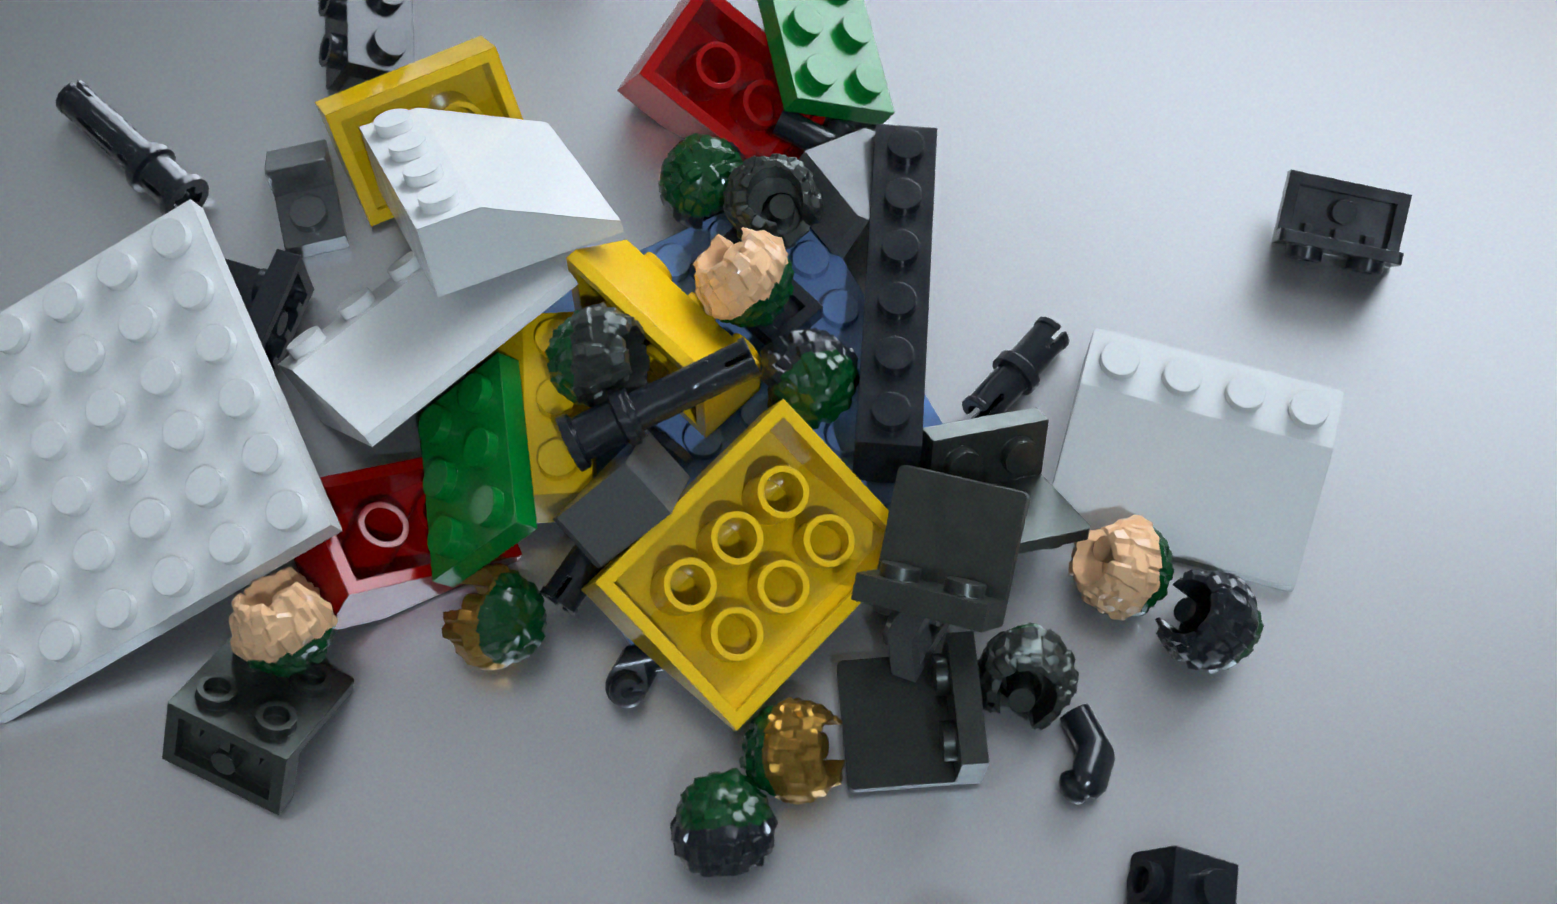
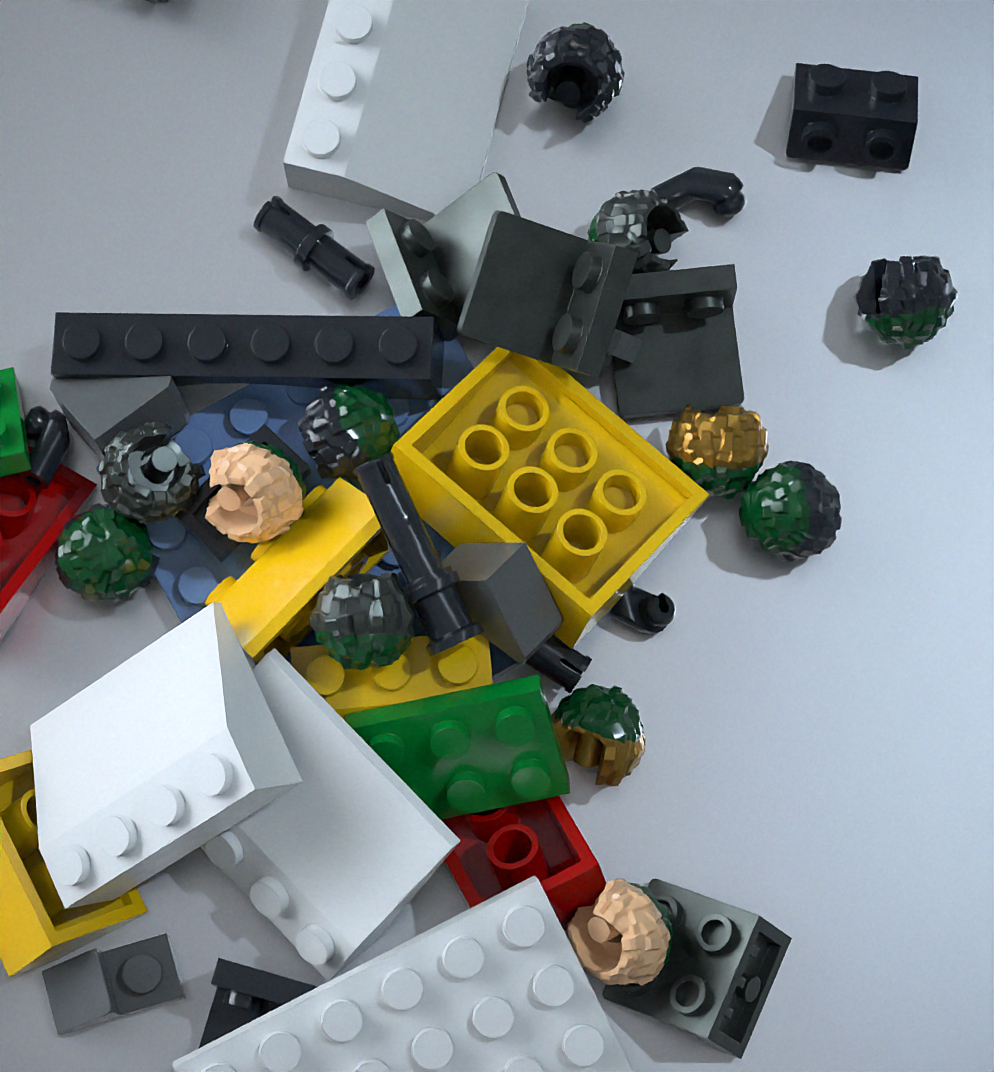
camera: 90 degrees left, 10 degrees up
(1122, 567) = (525, 147): light nougat piece -> none

